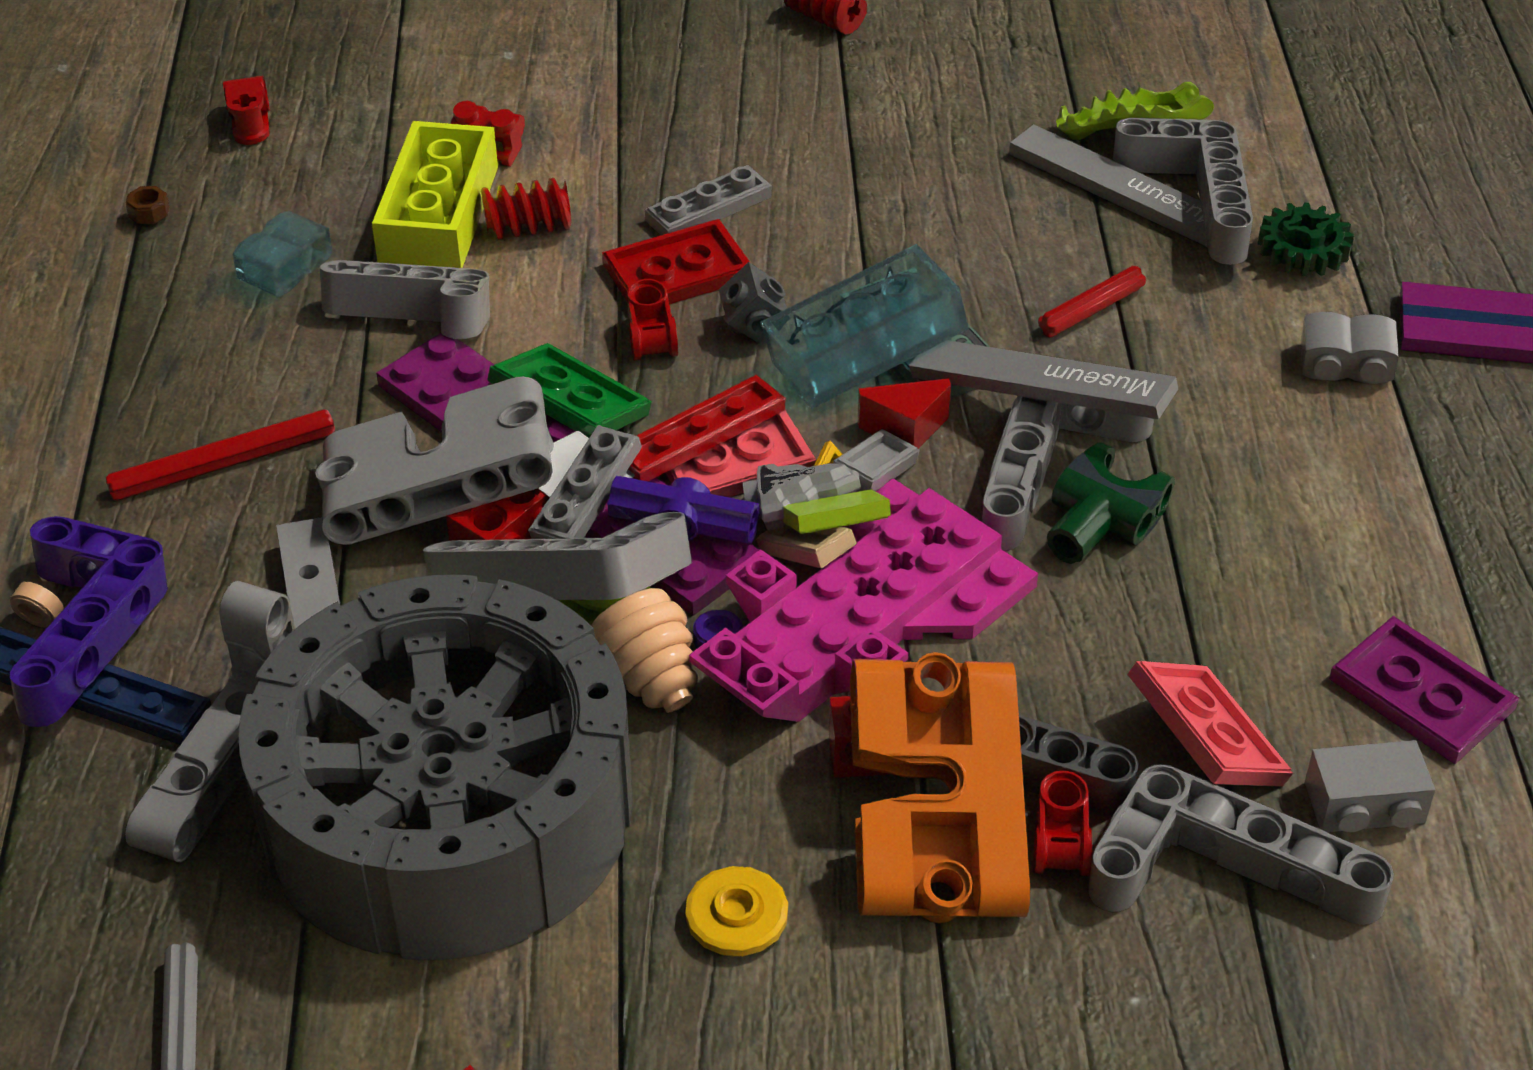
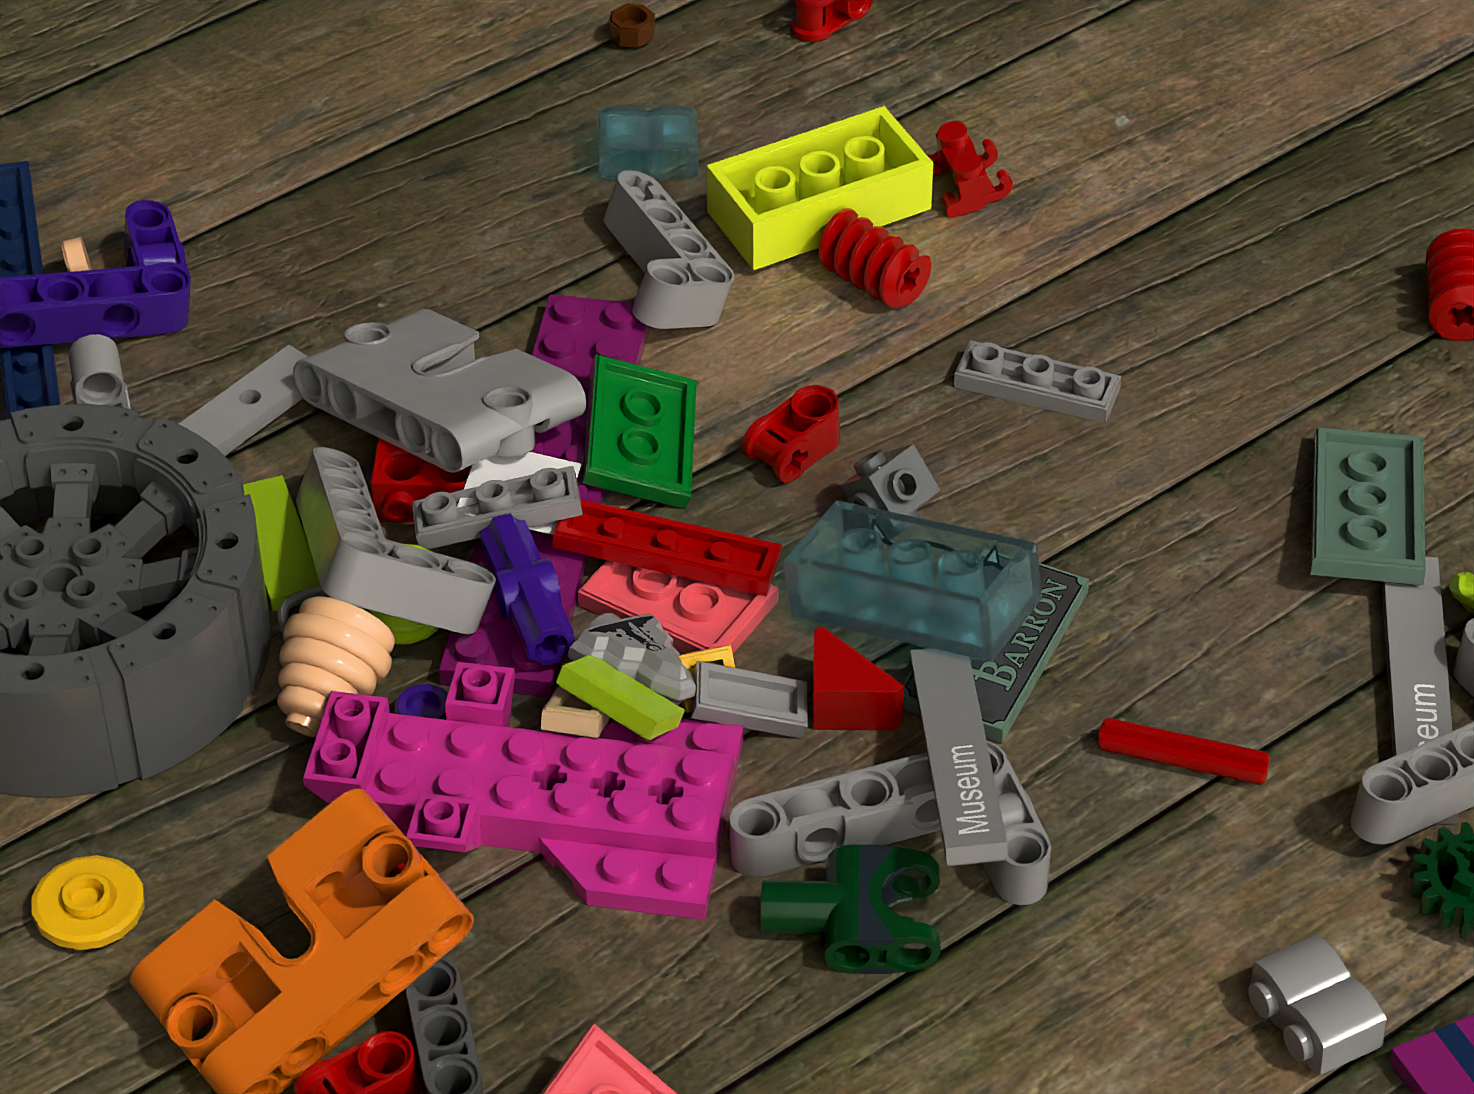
camera: 55 degrees right, 0 degrees up
(219, 454) = (360, 263): red axle -> none
(684, 261) = (910, 404): red tile -> none
(966, 127) = (1368, 506): none -> sand green tile

